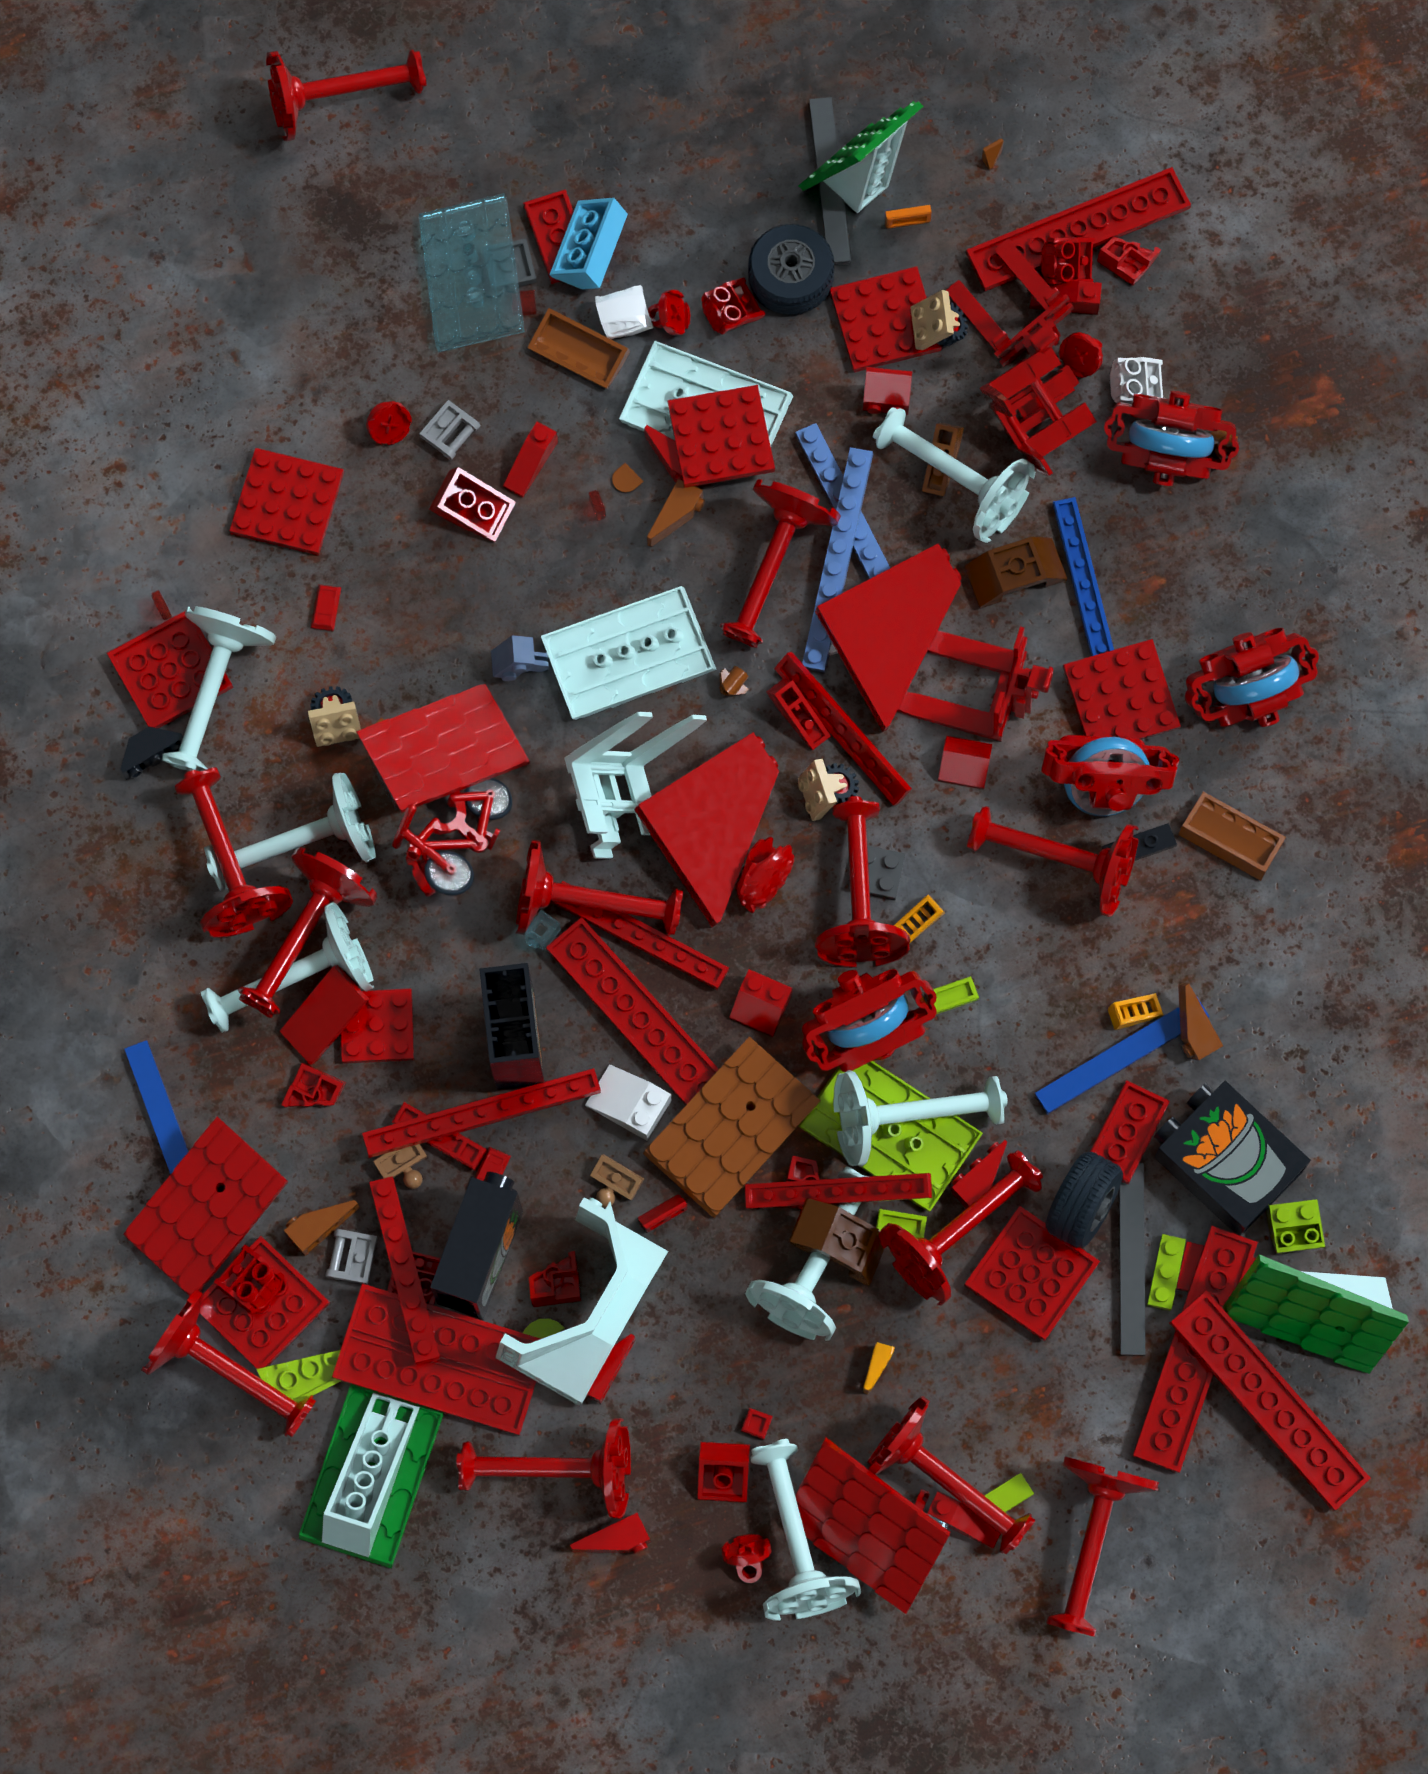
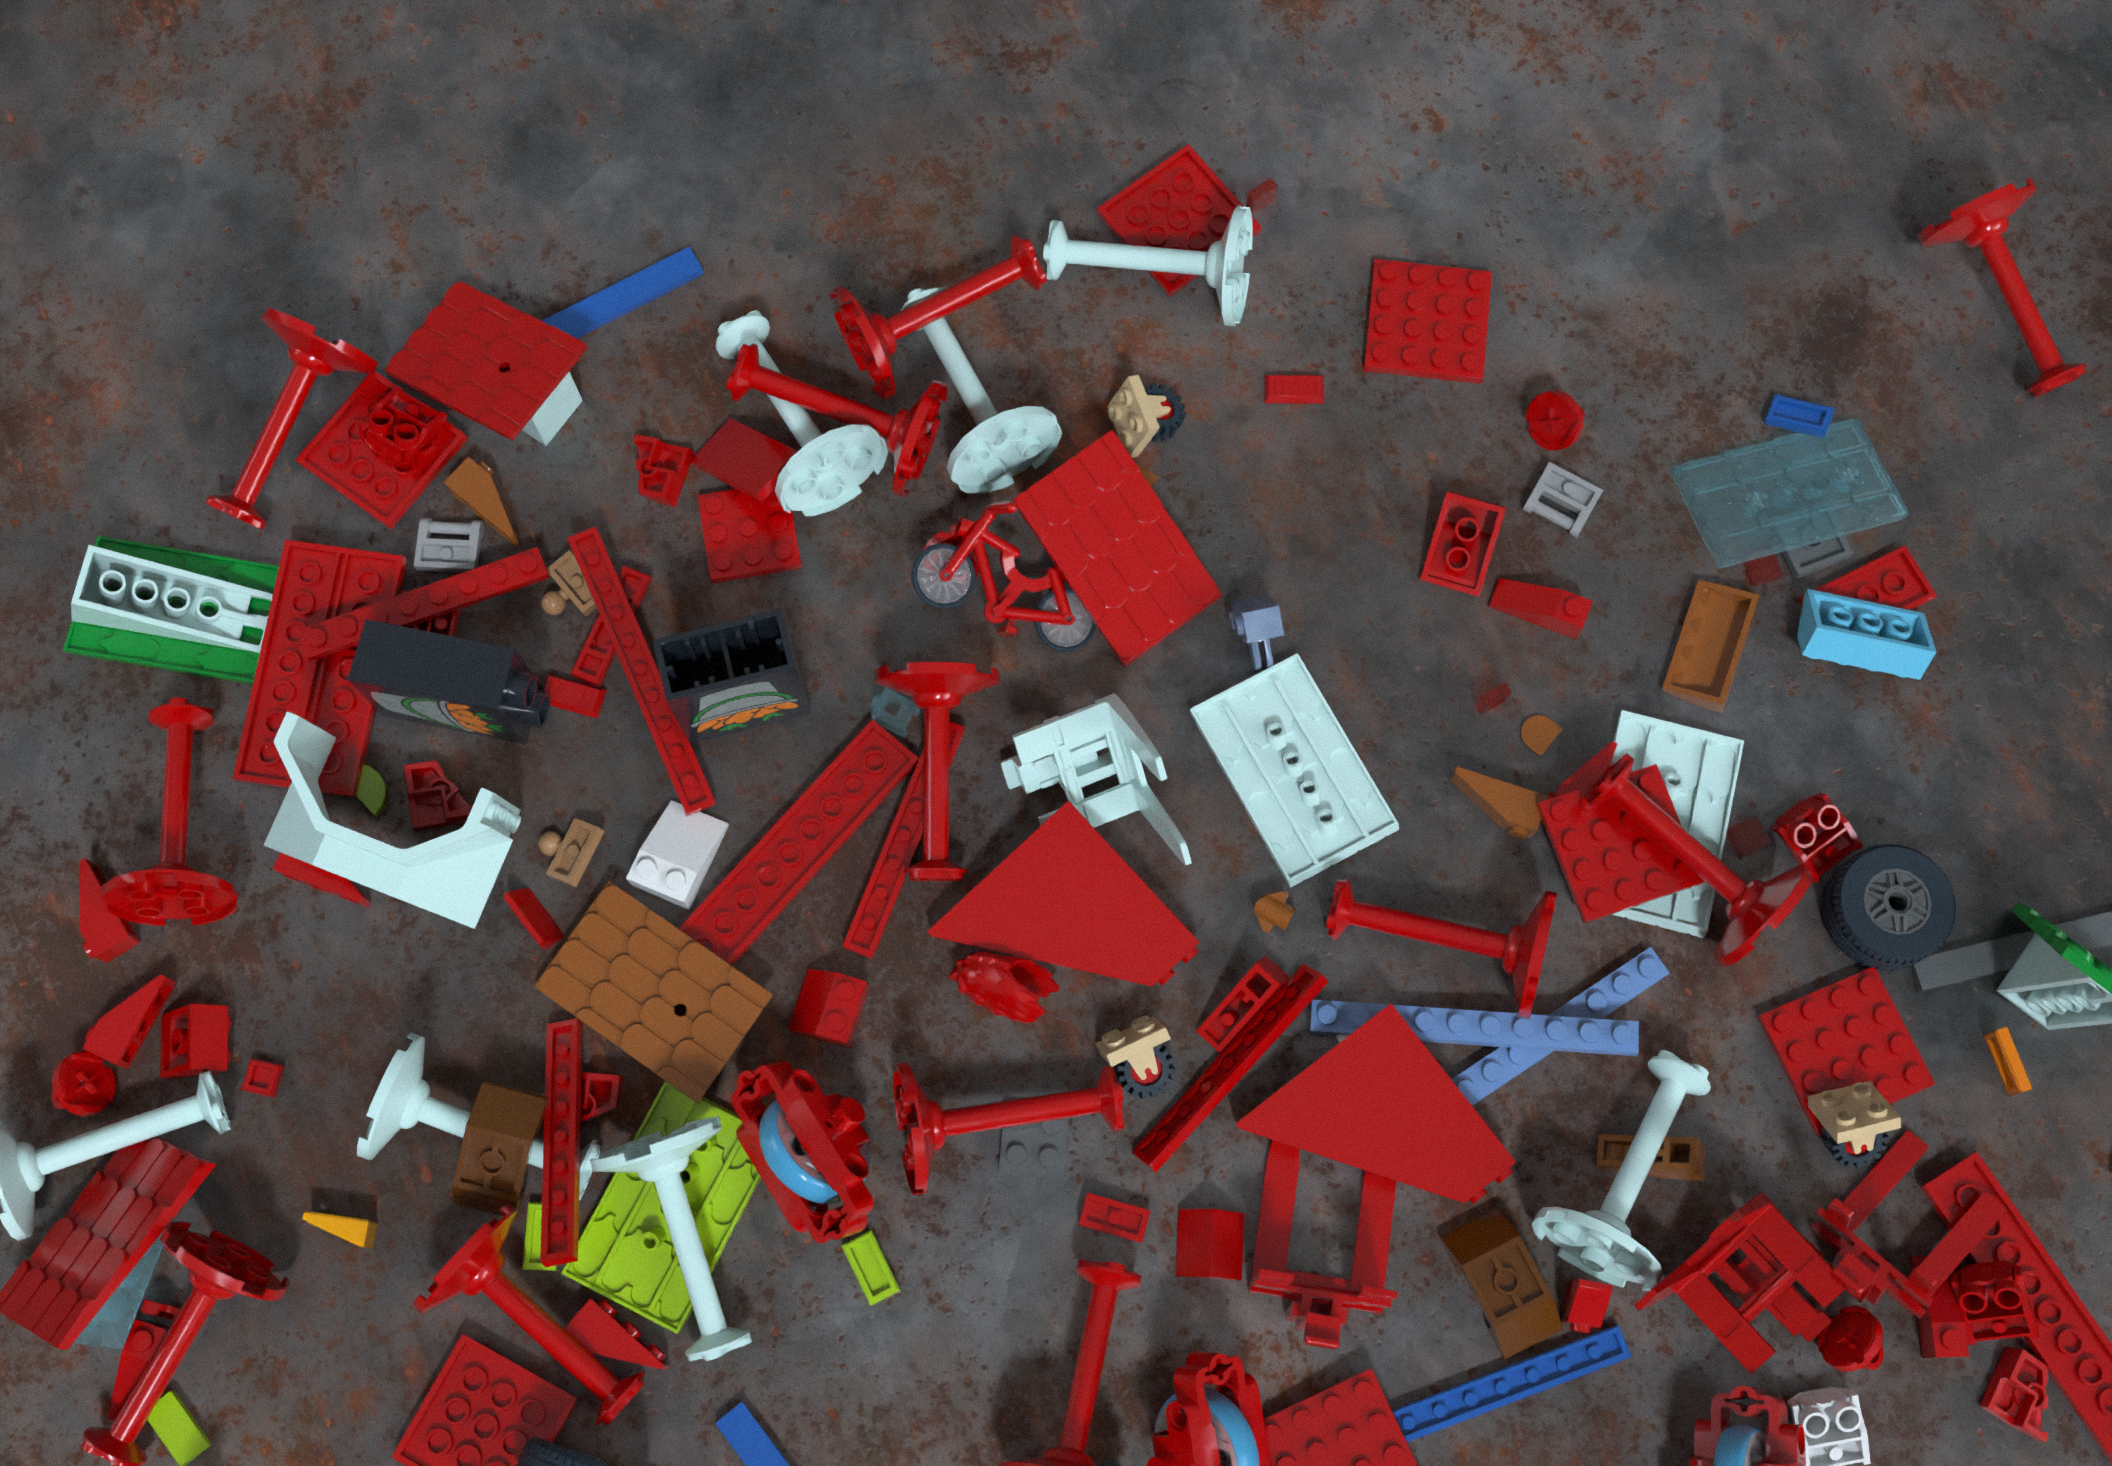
camera: 80 degrees right, 0 degrees up
(147, 748) = (1068, 204): black slope -> none
(302, 1376) = (289, 503): lime wing -> none
(411, 253) = (1799, 416): none -> blue tile
(623, 313) = (1774, 692): white slope -> none
(672, 311) = (1787, 755): red tile -> none
(707, 1524) = (126, 1026): none -> red slope
(724, 352) = (1748, 836): none -> clear red tile
(783, 354) = (1749, 904): none -> red piece
(886, 390) = (1734, 1063): slope -> none
(913, 913) = (997, 1223): light orange slope -> none
(939, 822) = (1114, 1218): none -> red plate
(1037, 518) = (1585, 1304): none -> red slope

